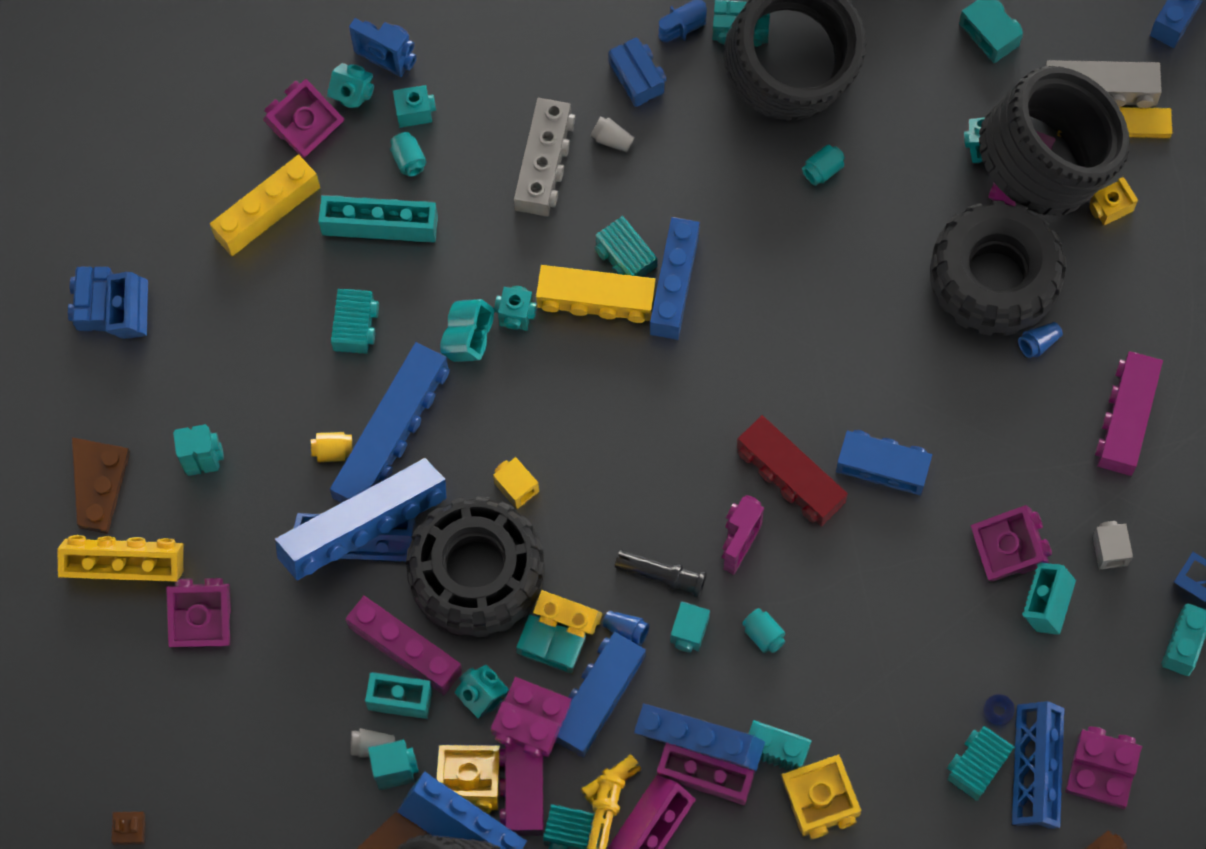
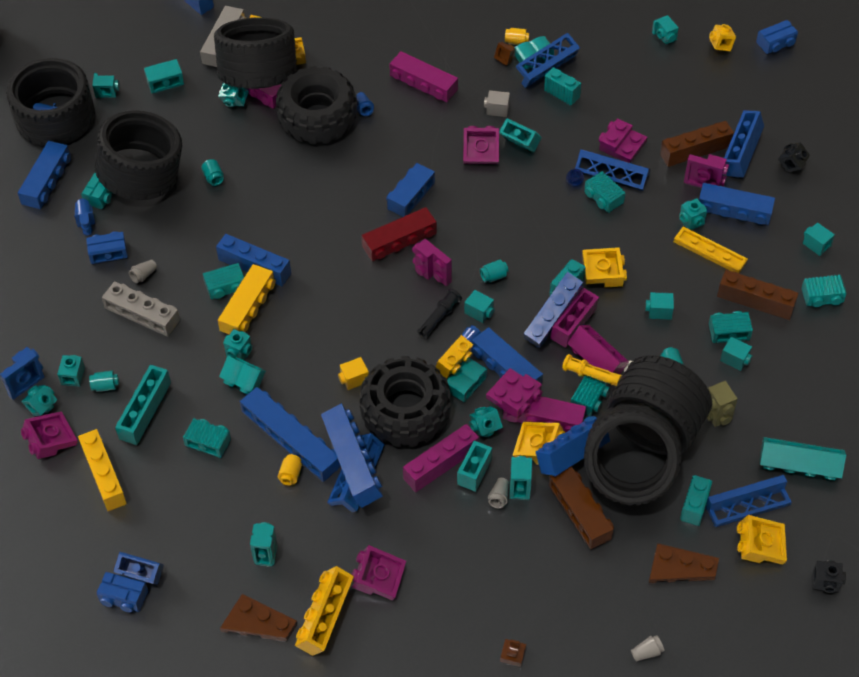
camera: 75 degrees left, 15 degrees down
(623, 770) = (565, 376): yellow pin -> none

